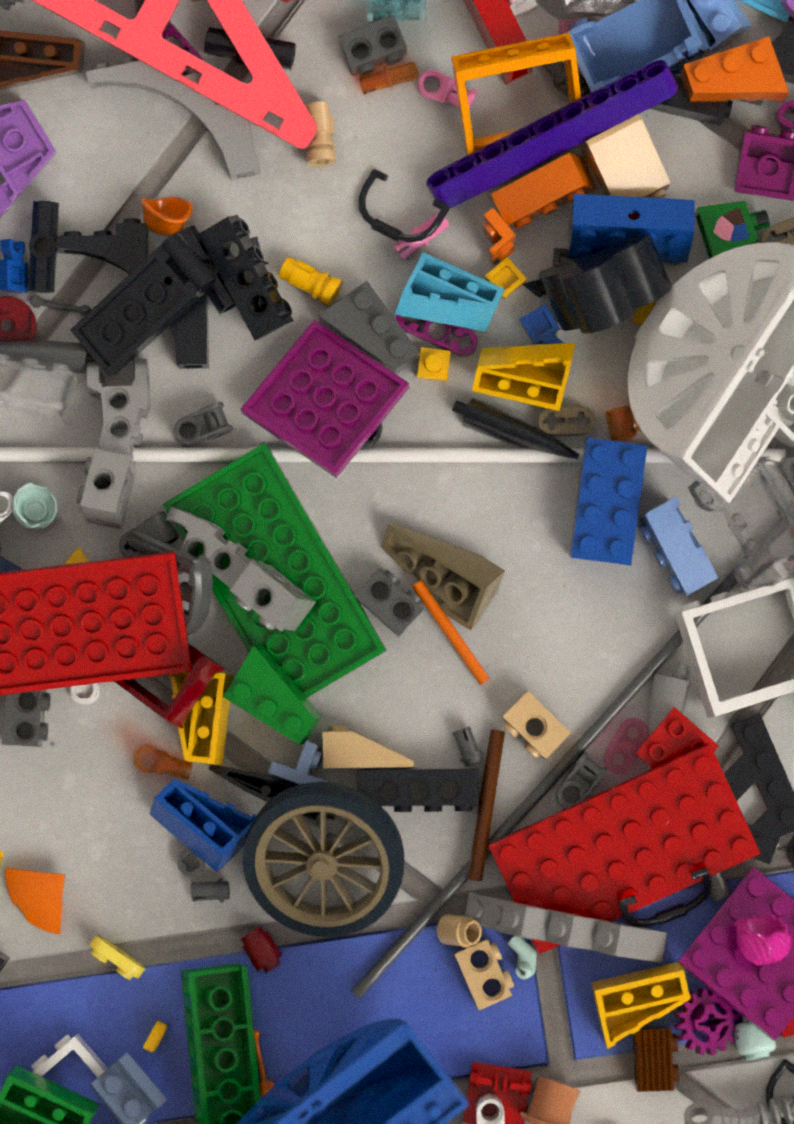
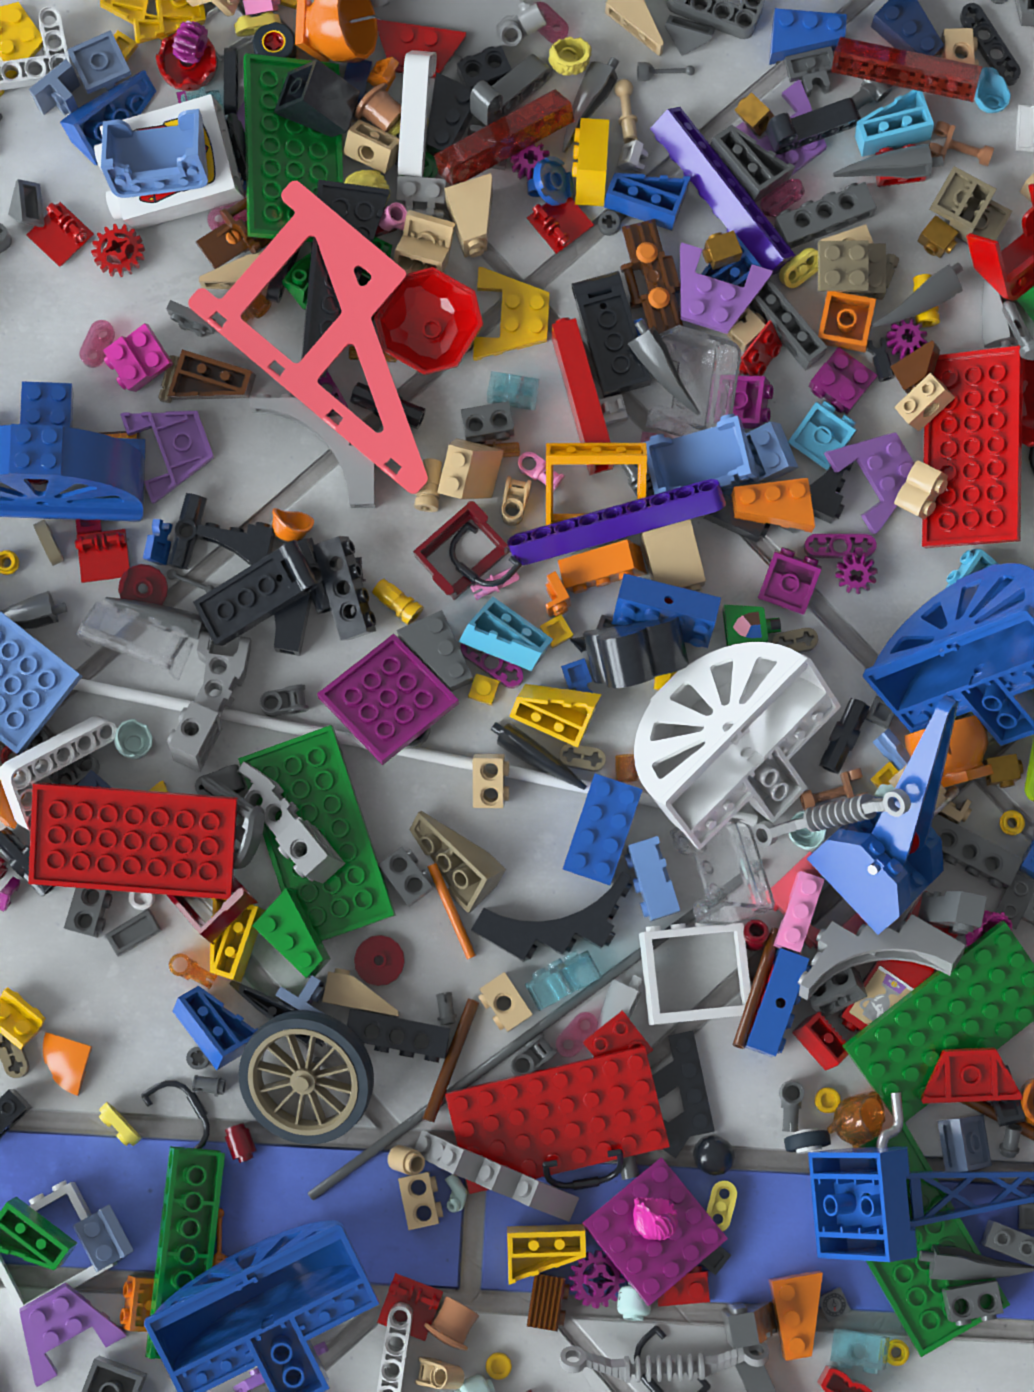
camera: 10 degrees right, 5 degrees down
(83, 732) = (133, 932): none -> dark grey tile
(155, 1036) = (137, 1197): yellow tile -> none
(195, 910) = (193, 1100): none -> black piece
(365, 107) = (470, 470): none -> tan slope
(381, 722) = (379, 974): none -> dark red plate
(387, 162) = (469, 512): none -> dark red piece
(424, 127) = (515, 496): none -> tan piece
(458, 471) = (484, 780): none -> tan brick
(597, 685) = (562, 979): none -> clear light blue brick
(616, 615) = (590, 924): none -> black arch

